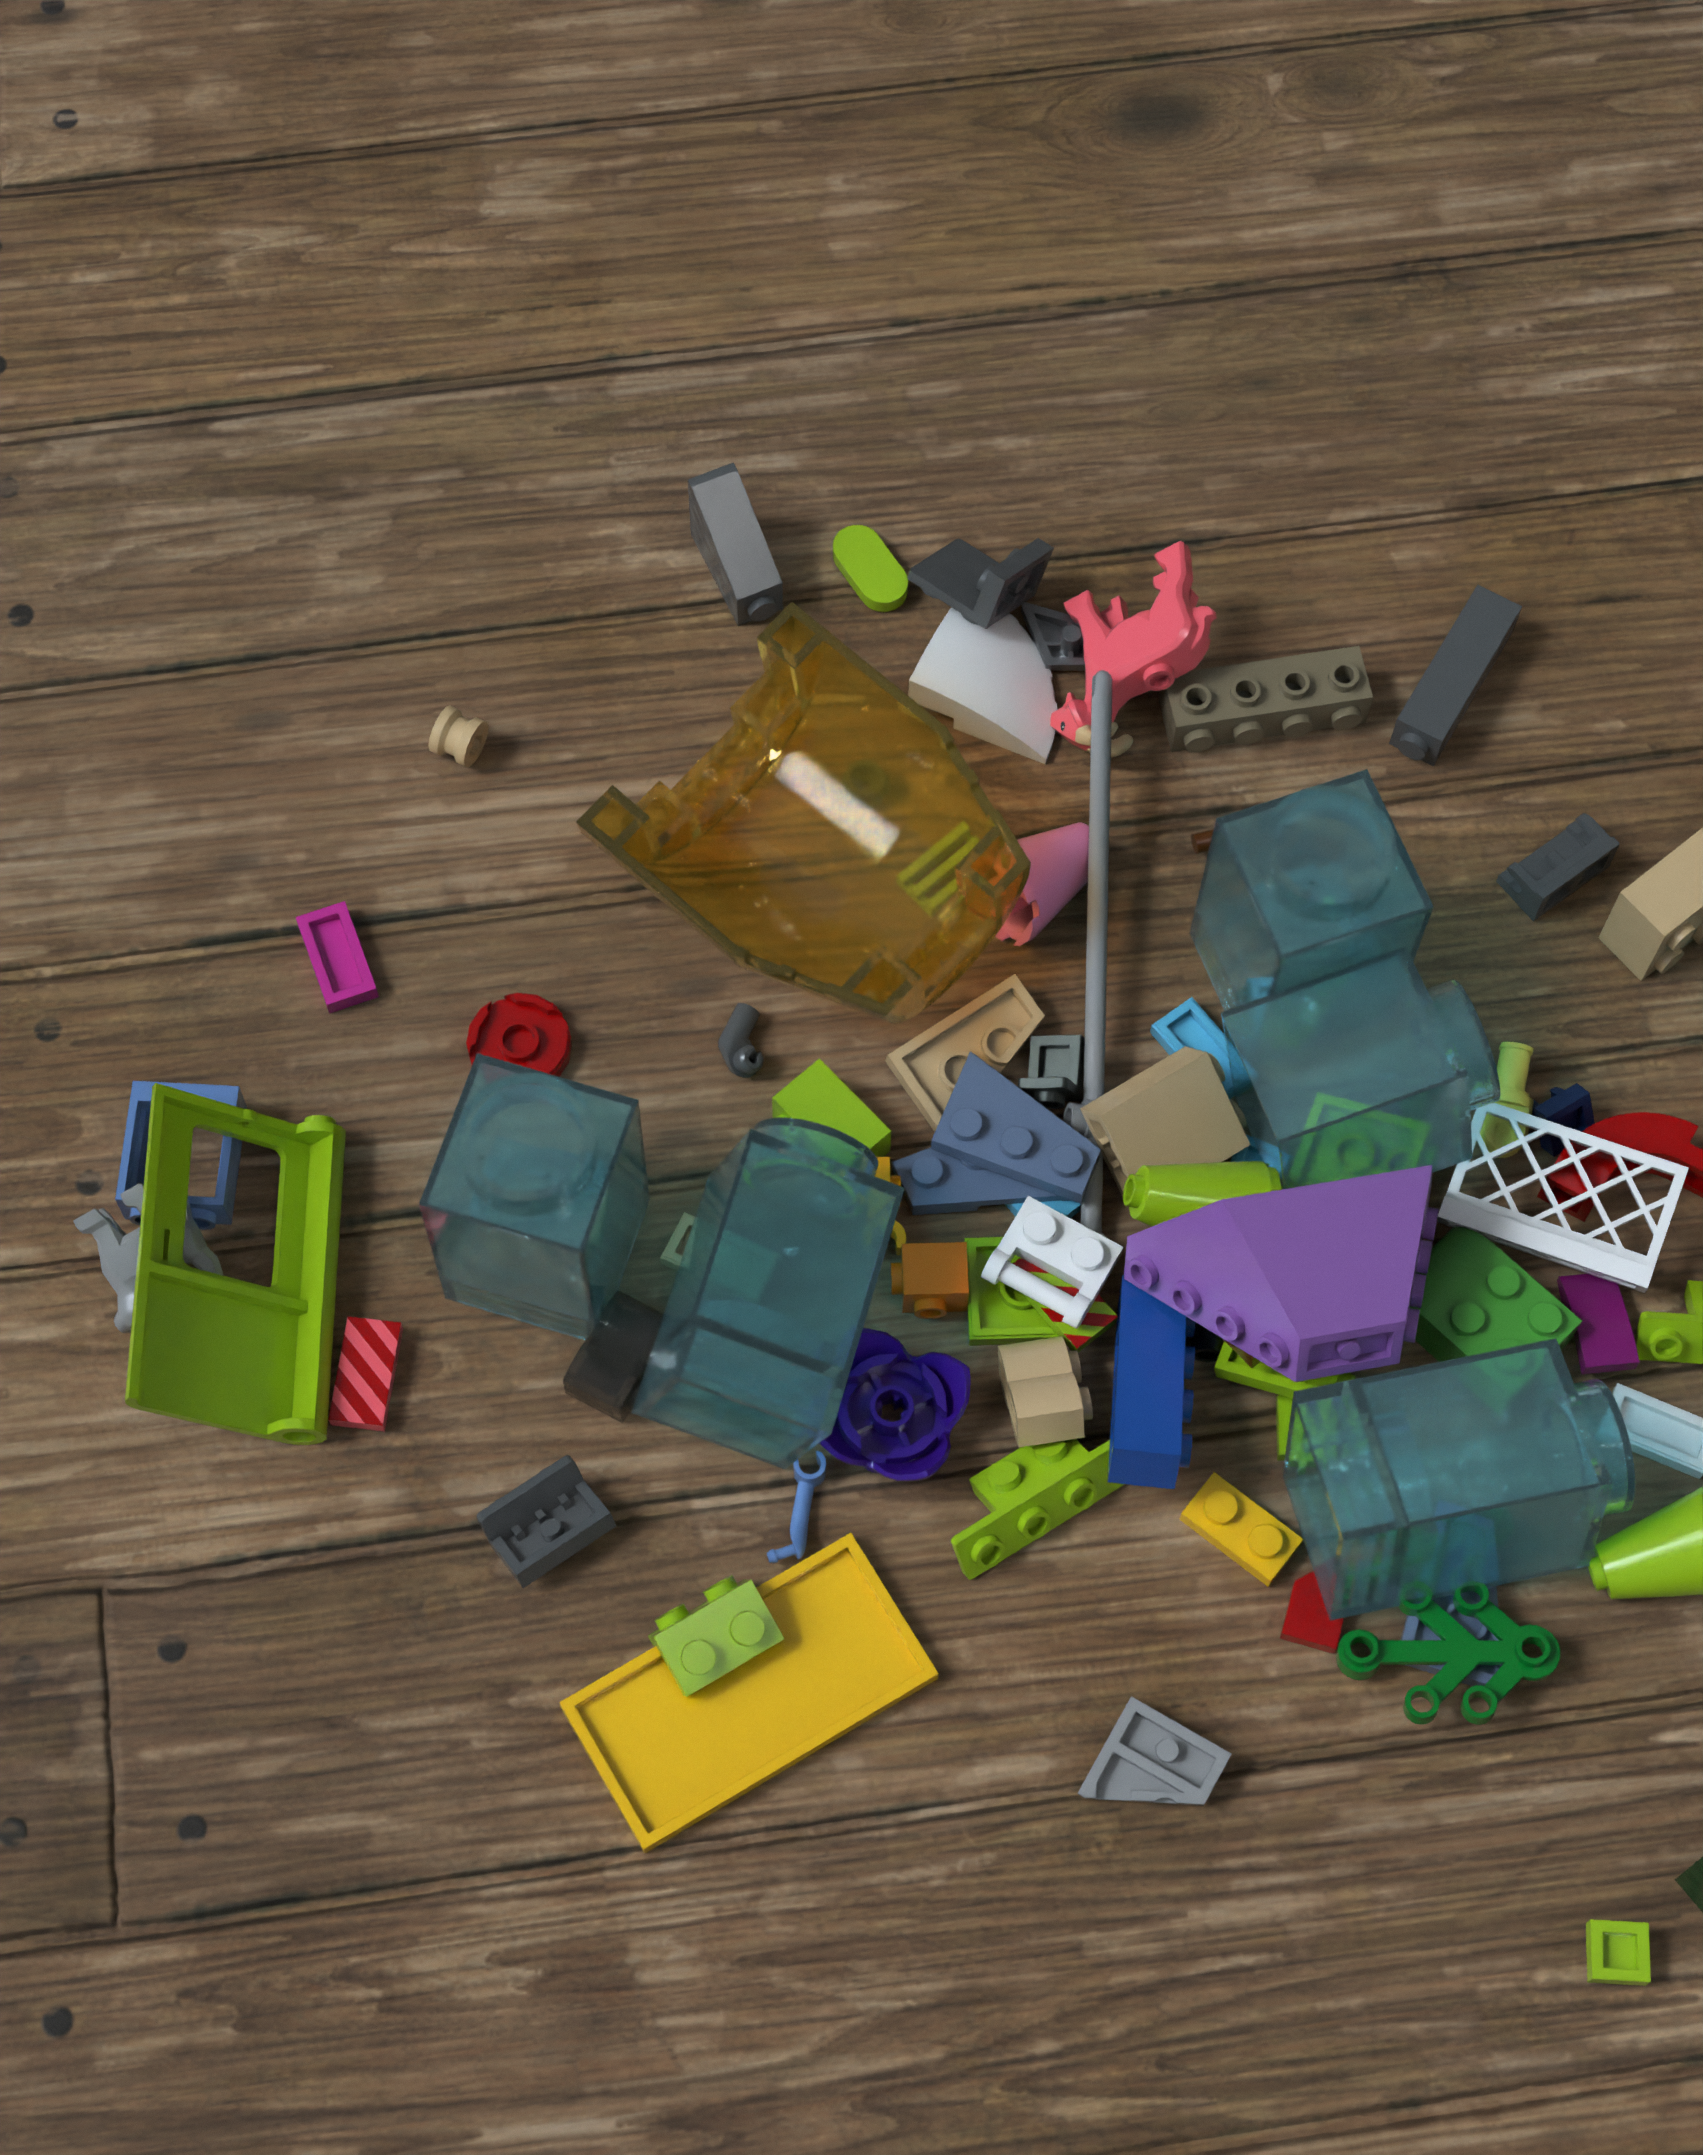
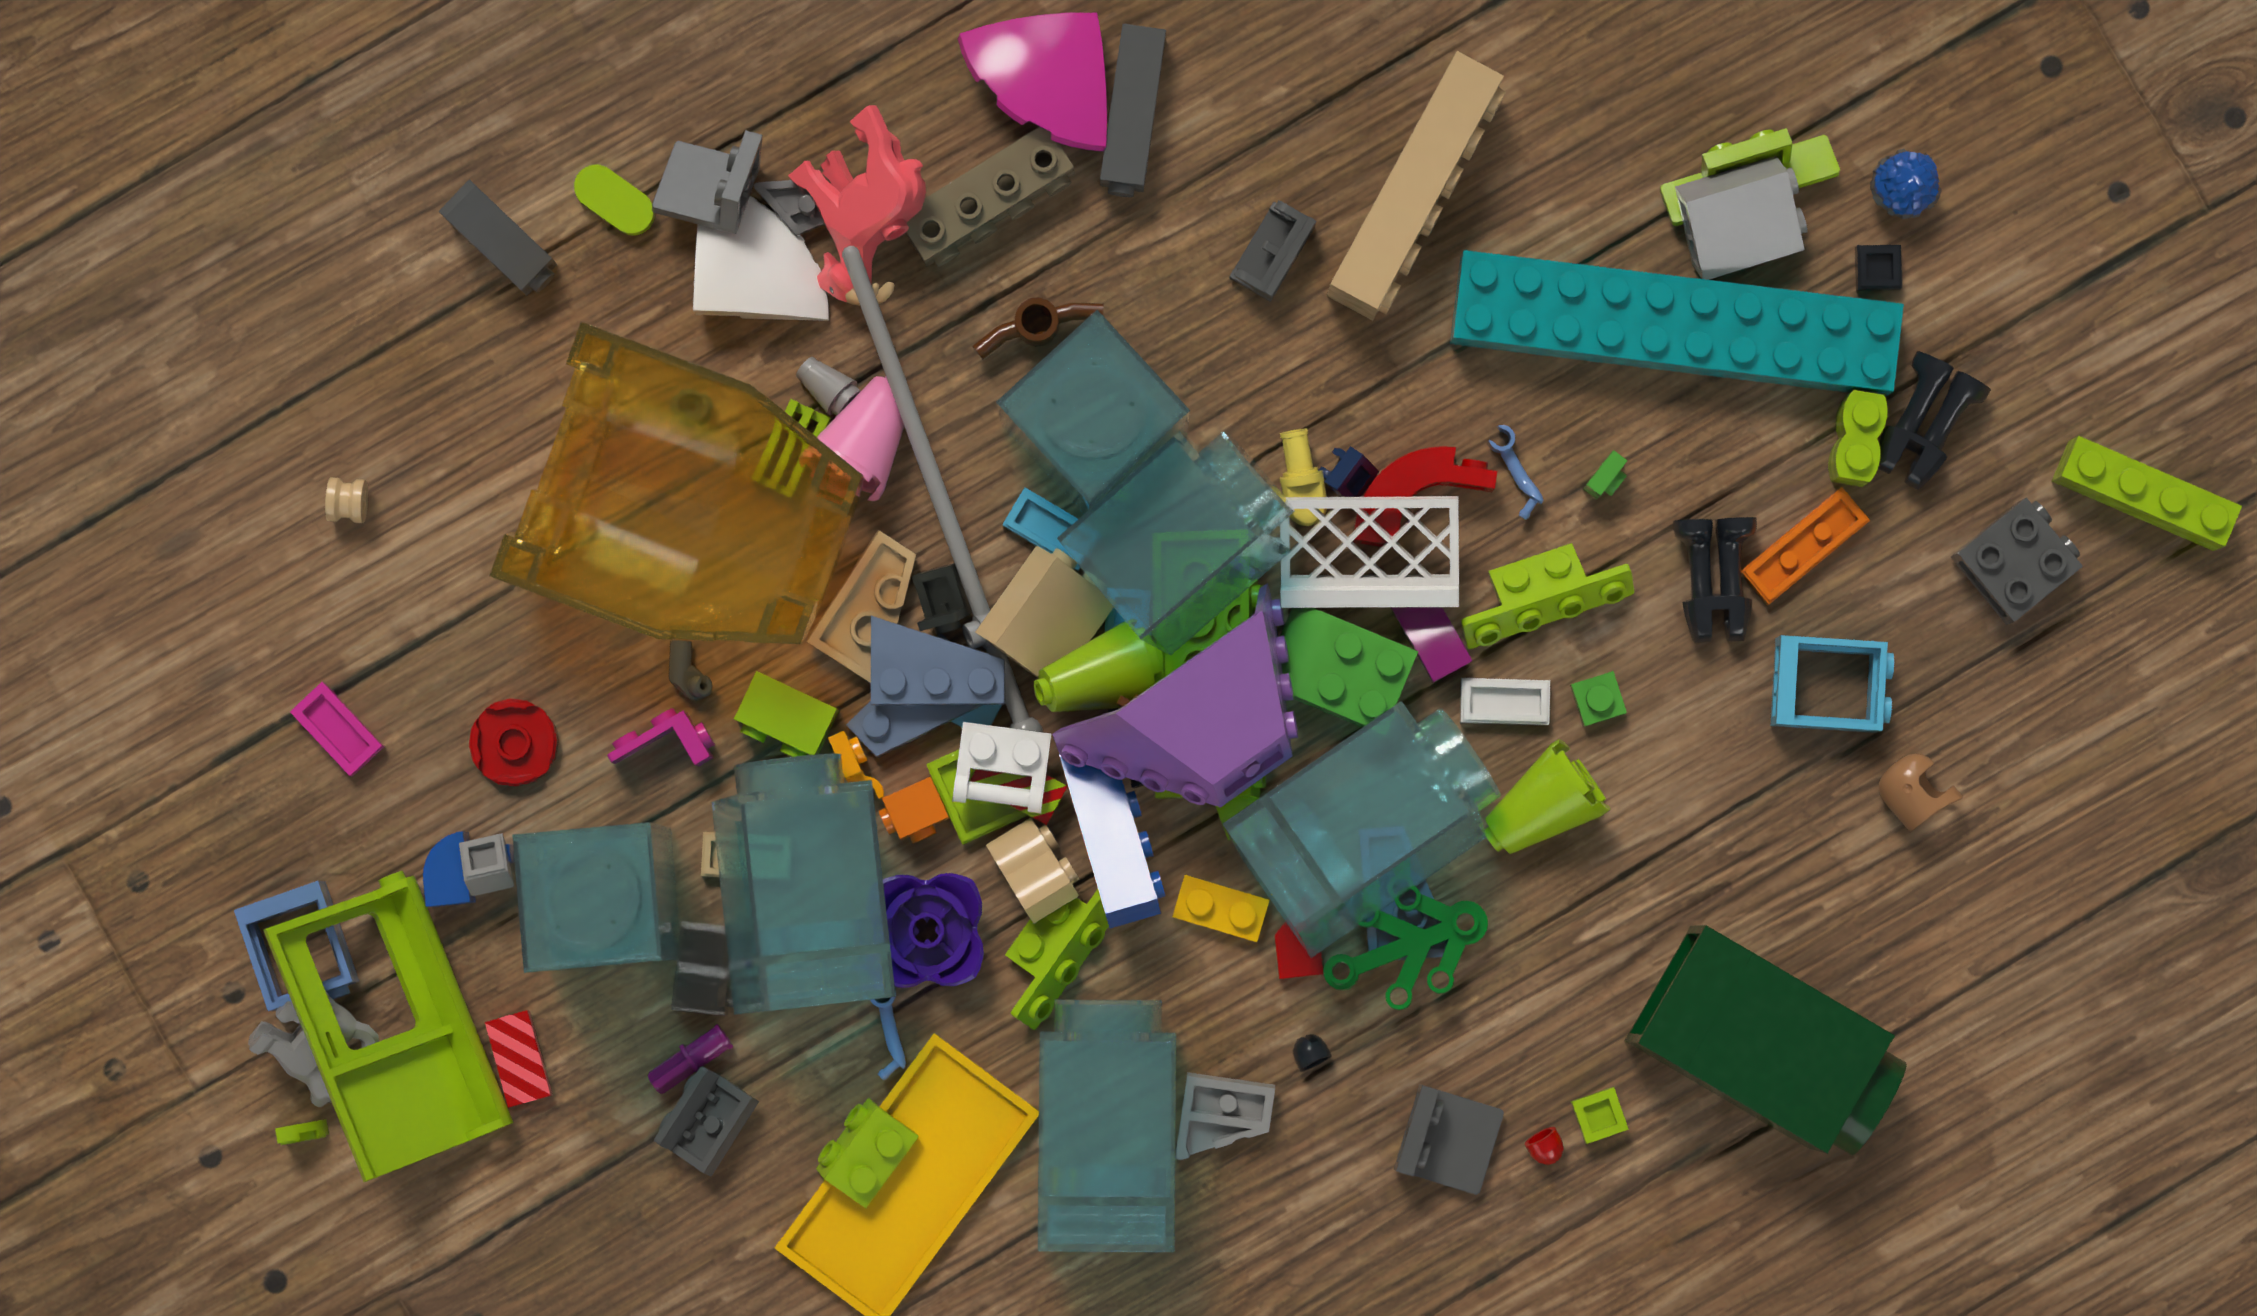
camera: 20 degrees left, 20 degrees up
(85, 1352) = (302, 1132): none -> lime tile
(388, 1140) = (444, 872): none -> blue brick
(422, 1138) = (486, 865): none -> light grey slope
(542, 1452) = (689, 1059): none -> magenta axle
(687, 1085) = (694, 738): none -> dark pink bracket
(1013, 1708) = (1107, 1128): none -> clear light blue container
(1018, 811) = (827, 385): none -> light grey cone
(1288, 1735) = (1310, 1052): none -> black hinge
(1379, 597) = (1045, 73): none -> dark pink brick
(1420, 1906) = (1449, 1139): none -> dark grey bracket
(1538, 1965) = (1545, 1146): none -> red hinge

